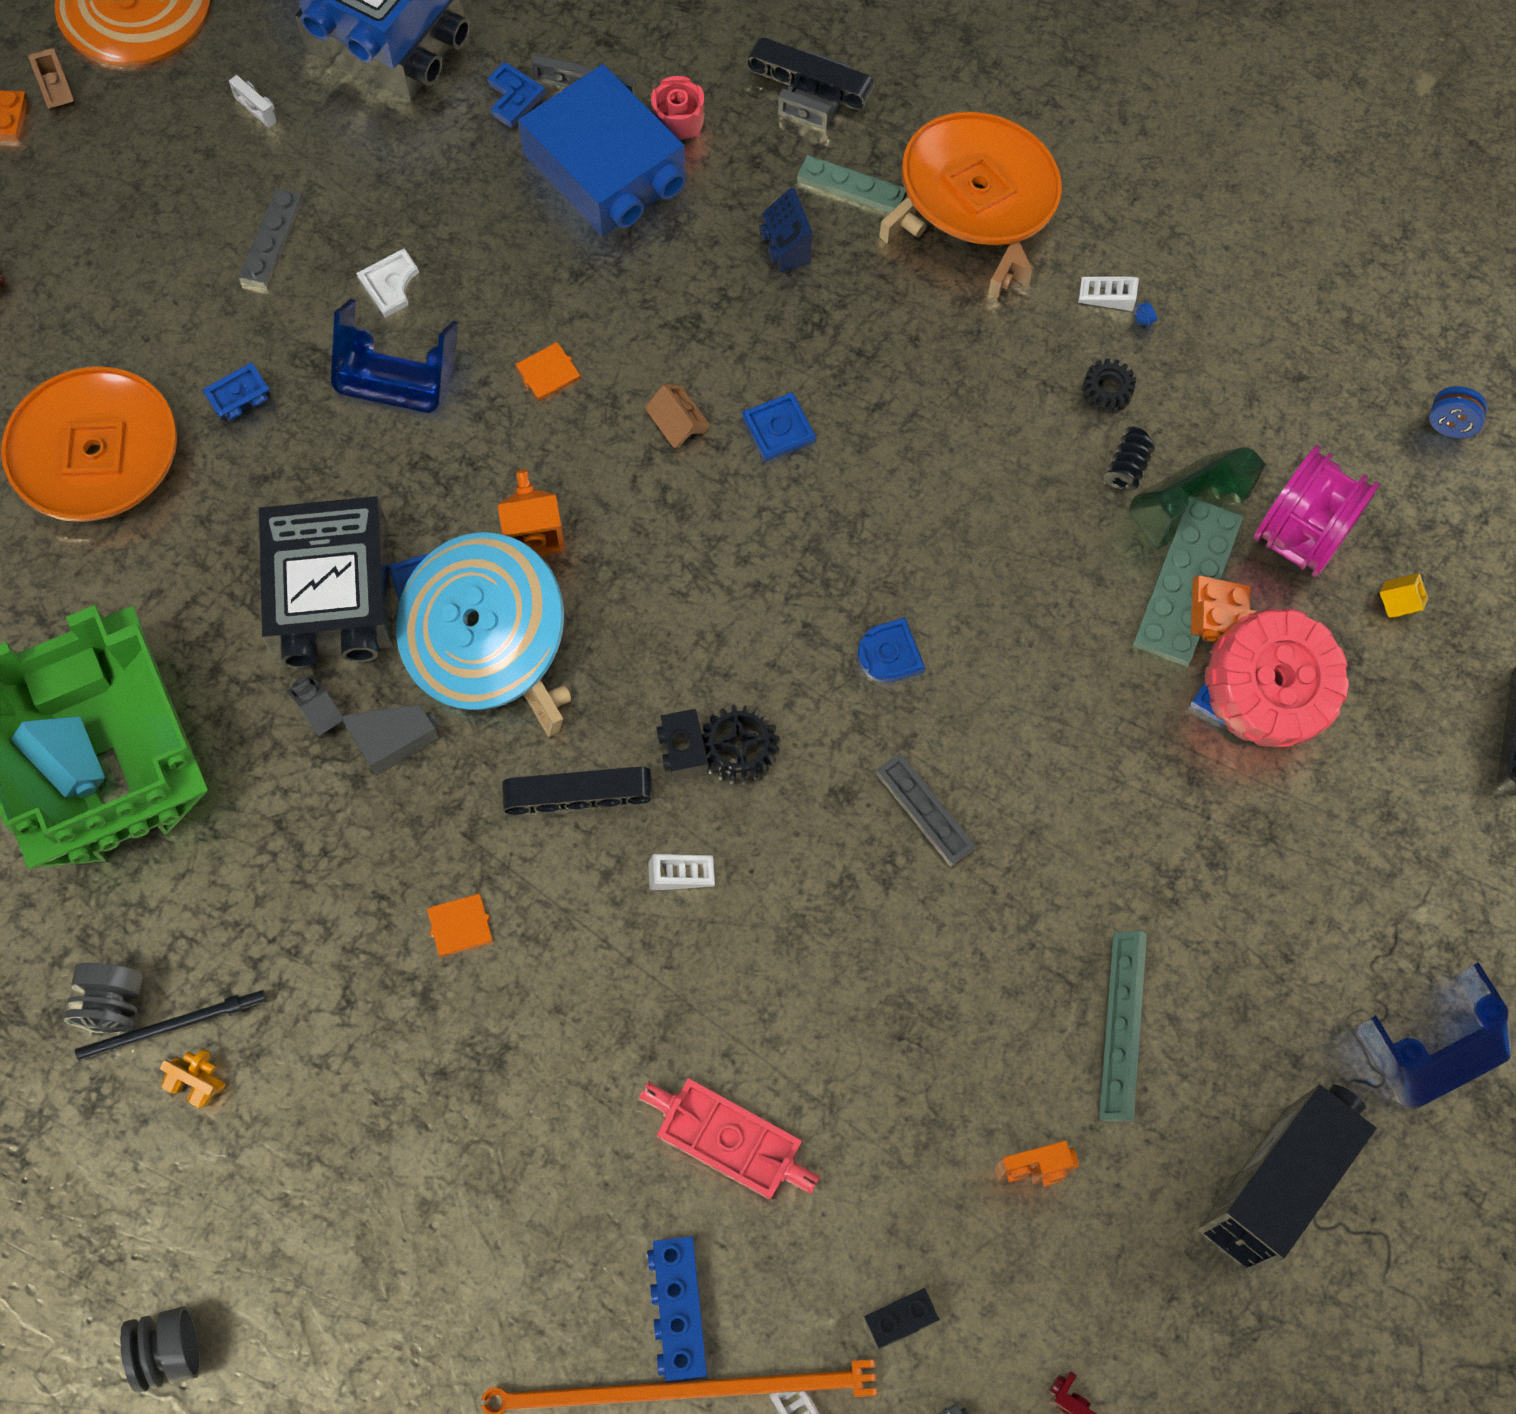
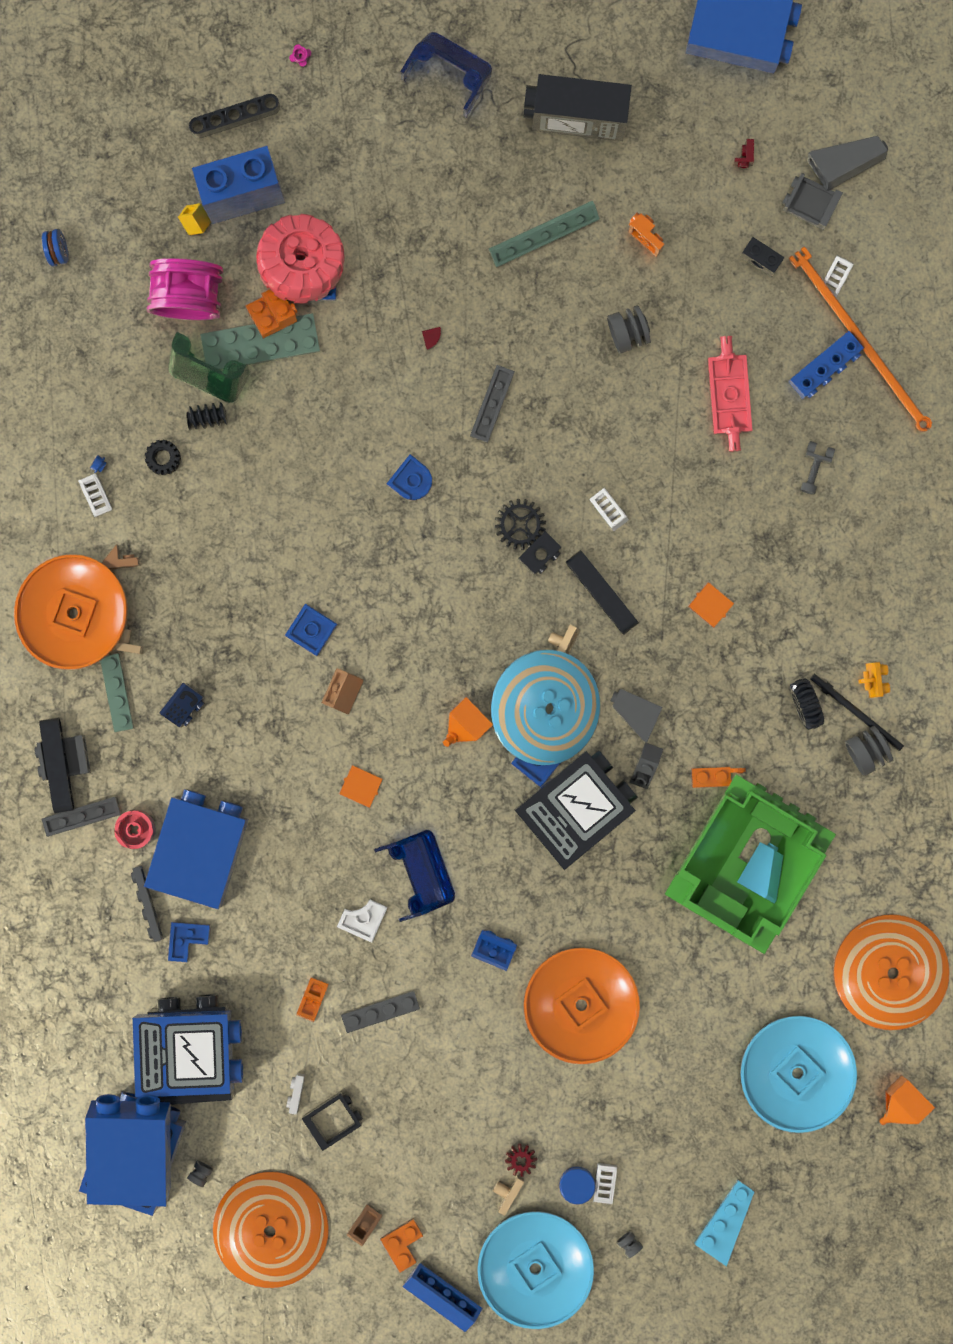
camera: 120 degrees left, 20 degrees up
(182, 96) = (315, 1129): none -> black window
(229, 954) = (807, 703): none -> black gear
(233, 786) = (713, 776): none -> orange hinge
(343, 177) = (312, 999): none -> orange slope
(522, 1166) = (809, 486): none -> dark grey bar
(732, 73) = (81, 816): none -> dark grey plate
(914, 1043) = (629, 329): none -> dark grey wheel
(1066, 790) = (431, 337): none -> dark red tile
(1427, 647) = (238, 185): none -> blue brick

